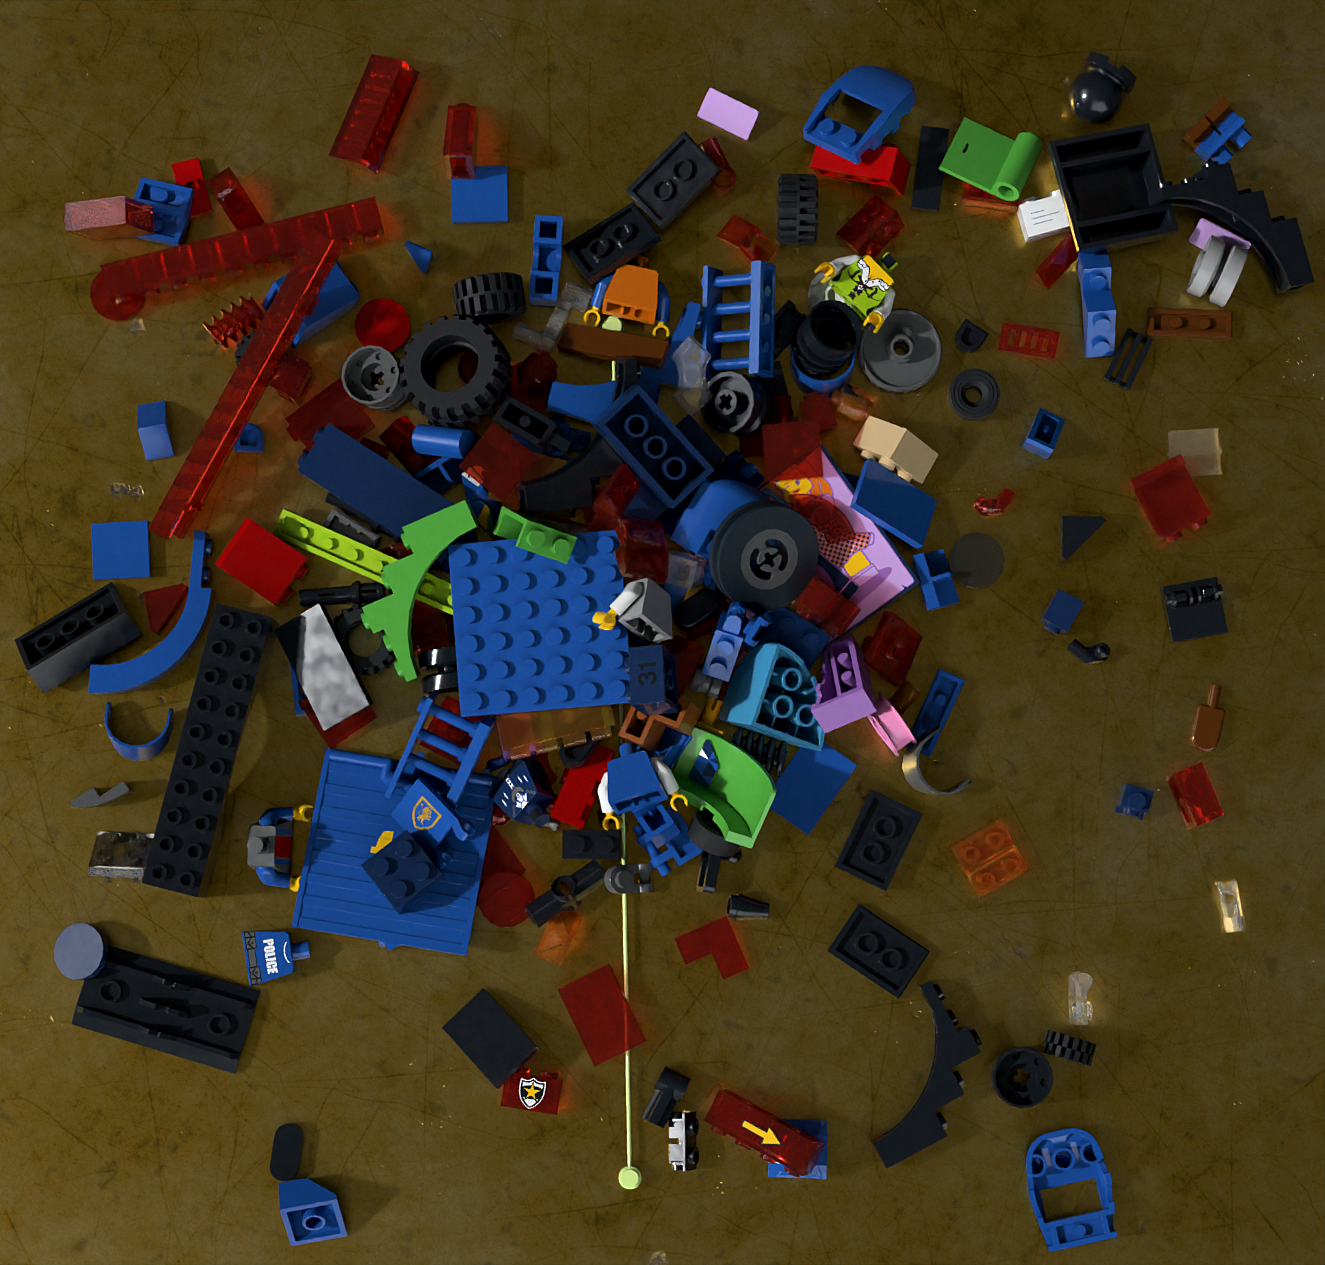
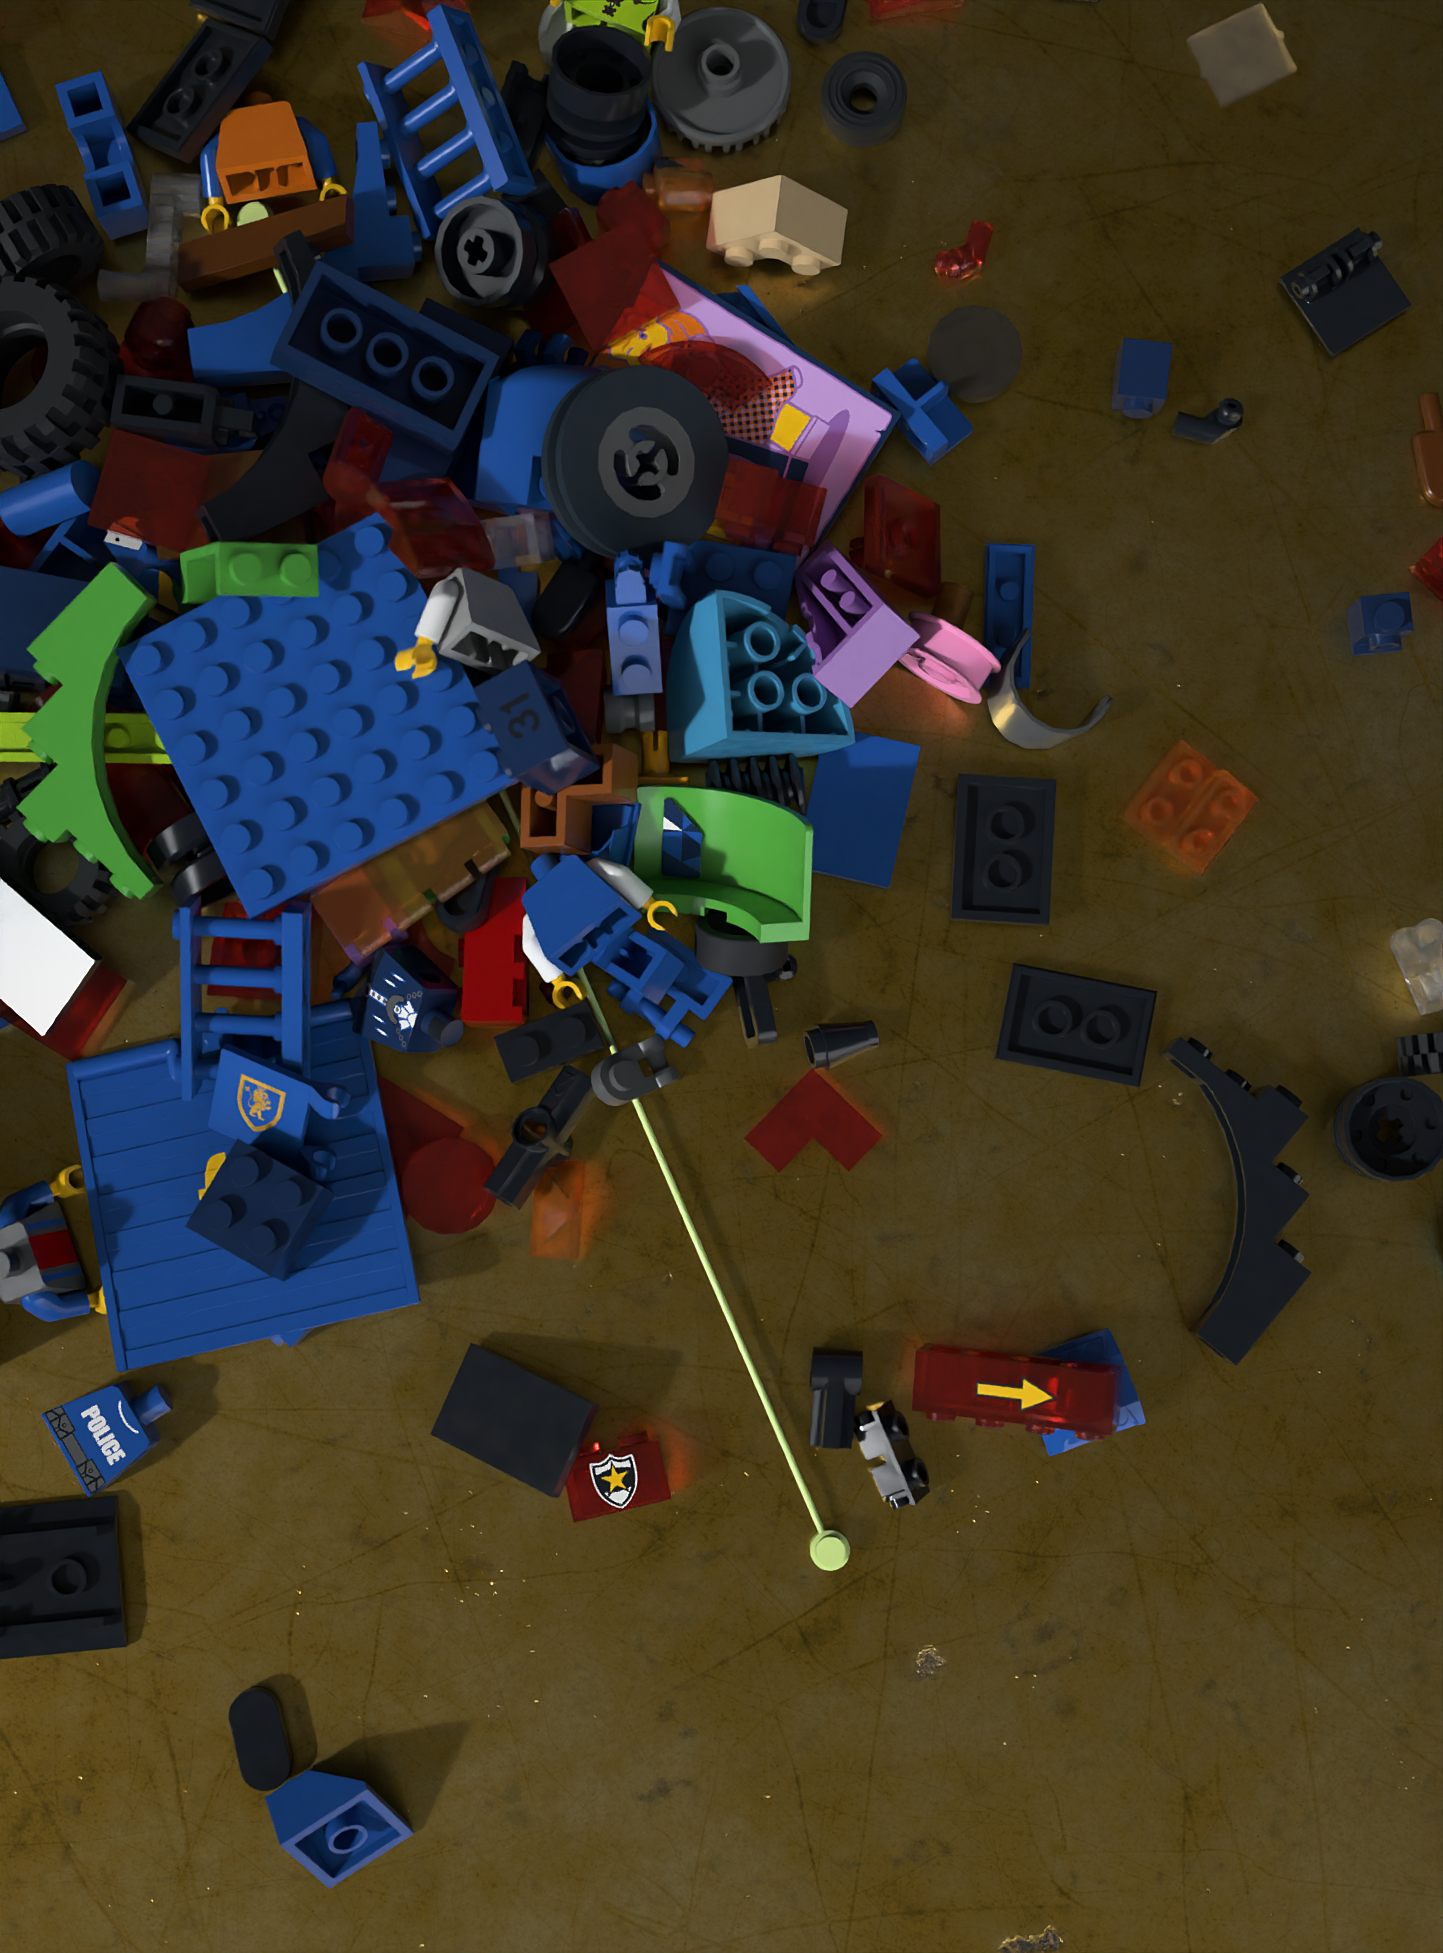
camera: 20 degrees left, 0 degrees up
(500, 818) = (391, 1060): clear red hinge -> none
(602, 1015) = (678, 1308): clear red tile -> none
(691, 365) = (398, 216): clear tile -> none
(893, 503) = (808, 309): blue tile -> none
(1043, 433) = (997, 119): blue slope -> none
(1074, 532) = (1109, 243): black slope -> none
(1170, 499) = (1235, 136): clear red panel -> none

